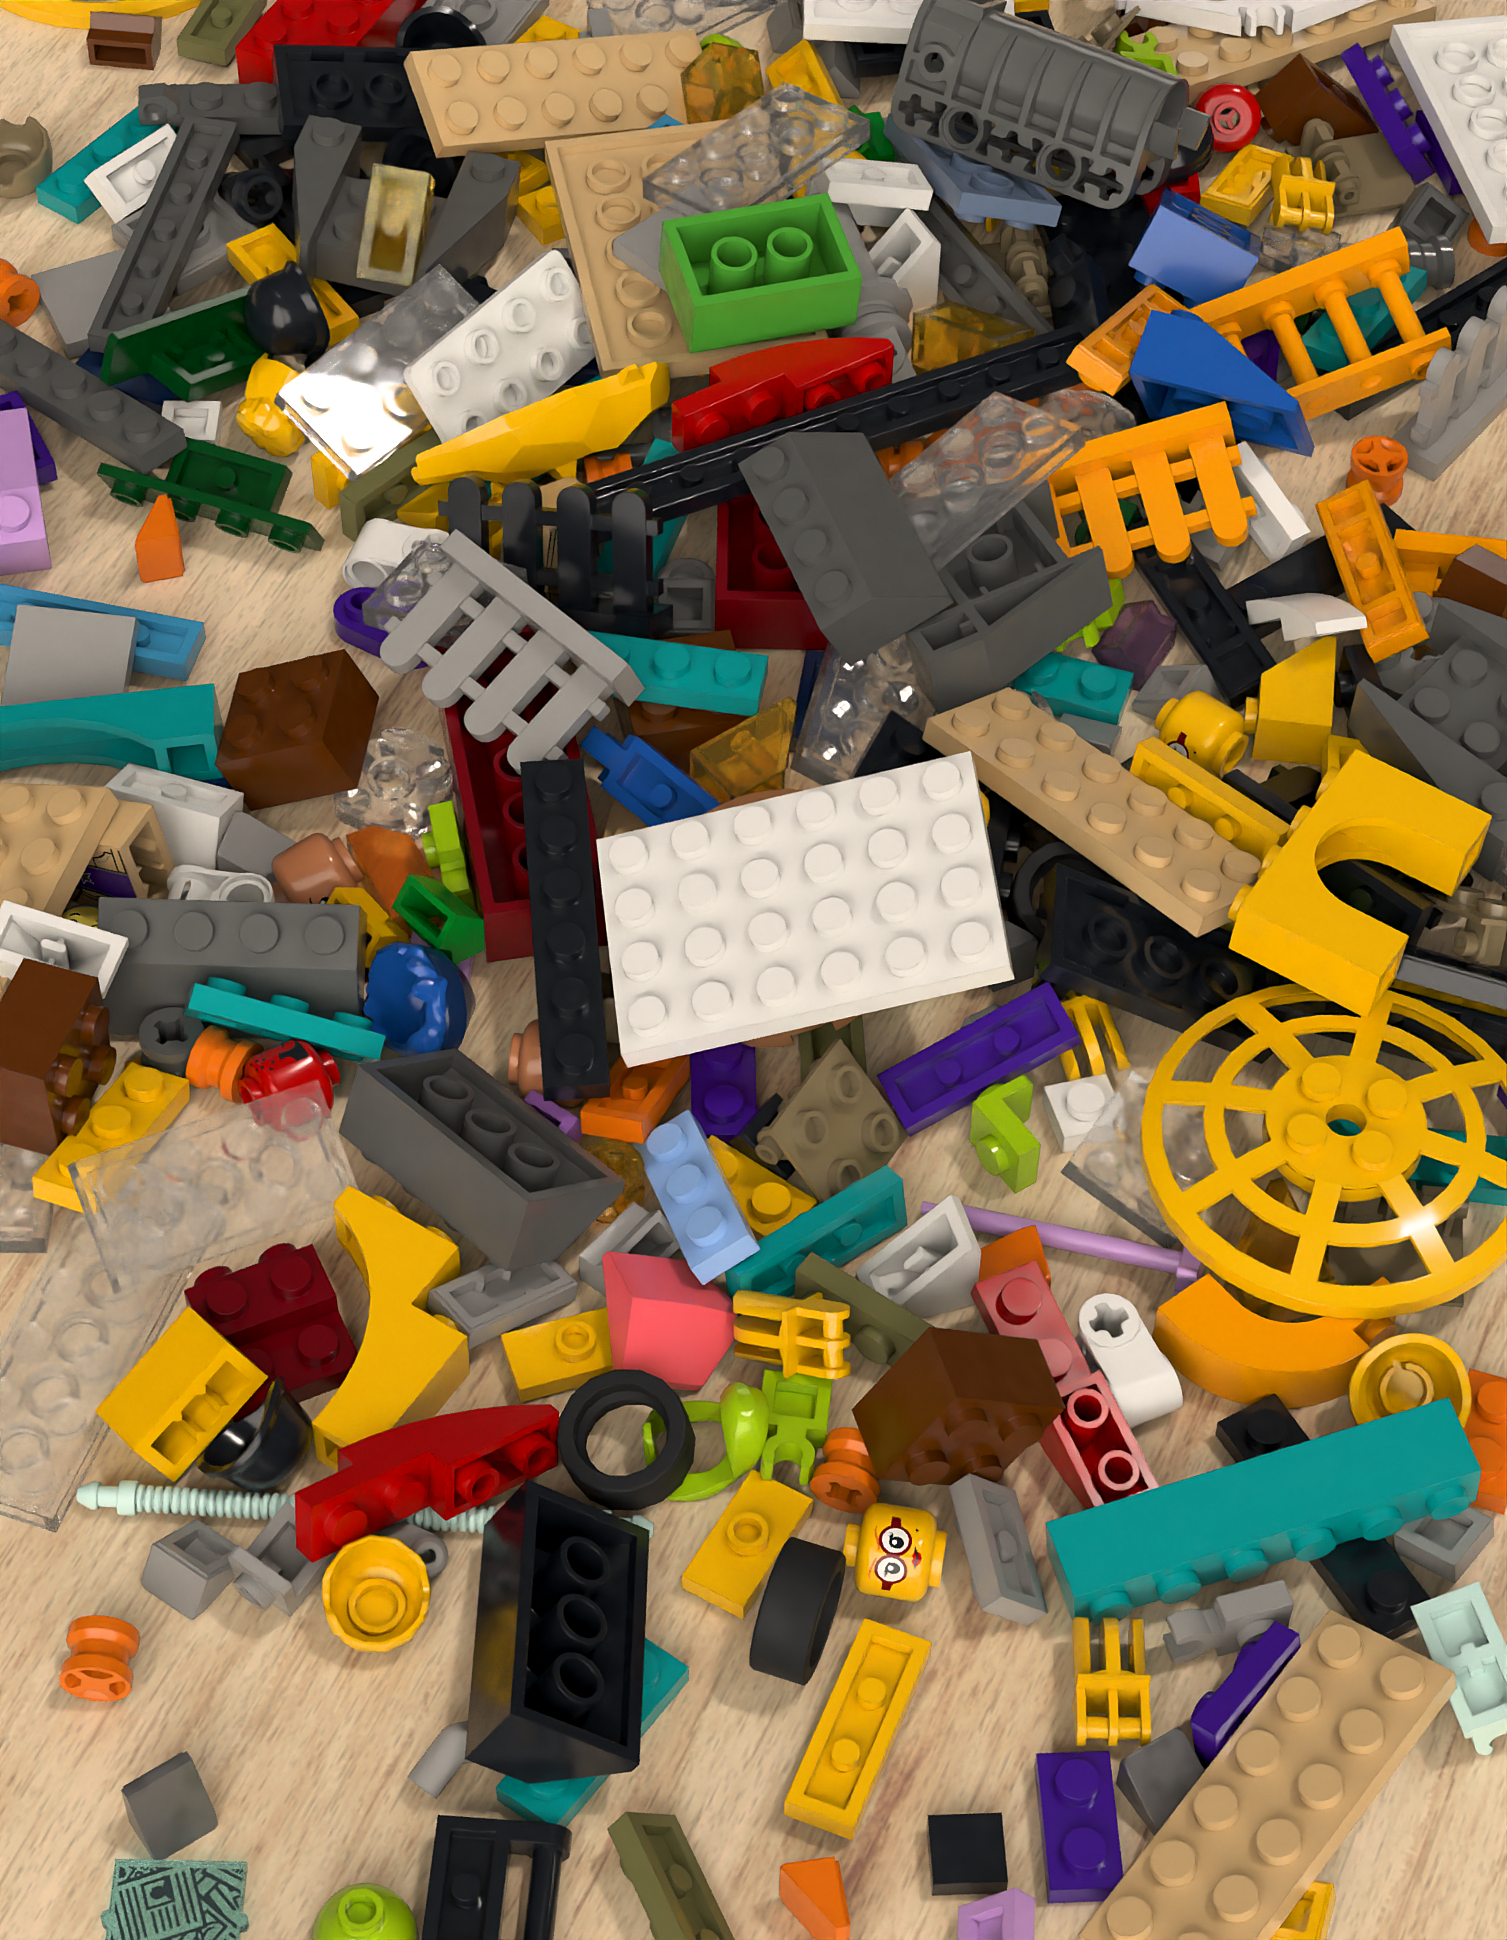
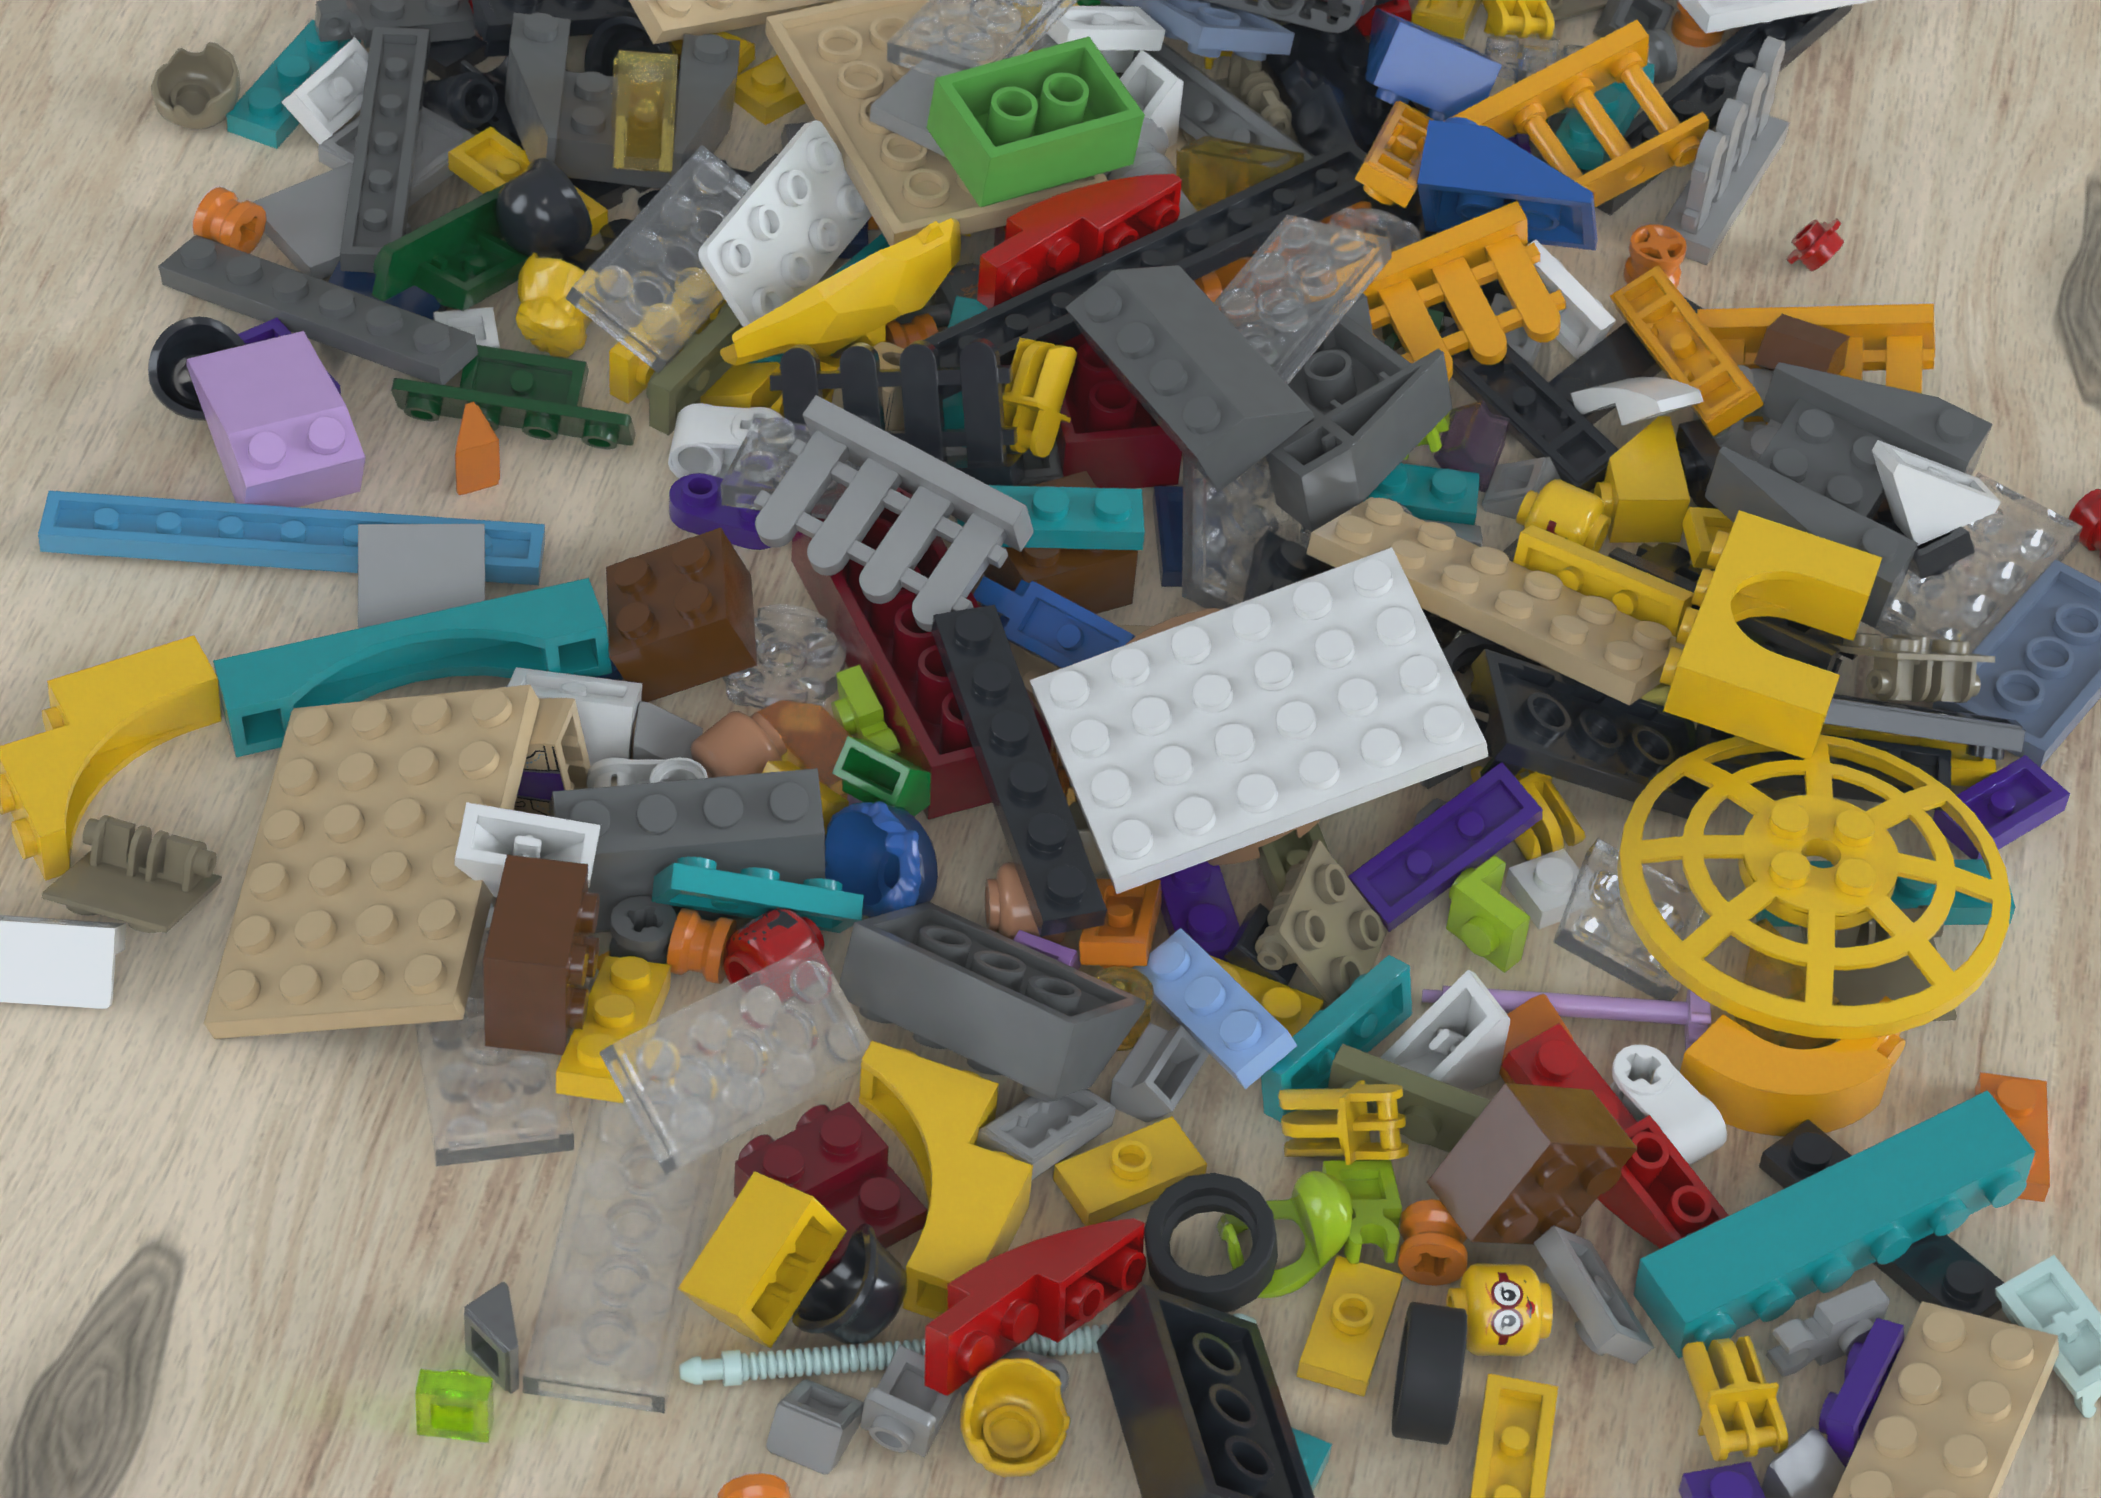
camera: 15 degrees left, 5 degrees down
(665, 1319) = (1214, 1124): coral slope -> none
(692, 548) = (1037, 394): none -> yellow arm
(749, 755) = (1144, 587): clear yellow slope -> none
(1408, 1374) = (1930, 1081): yellow helmet -> none
(1445, 1544) = (2004, 1231): light grey plate -> none

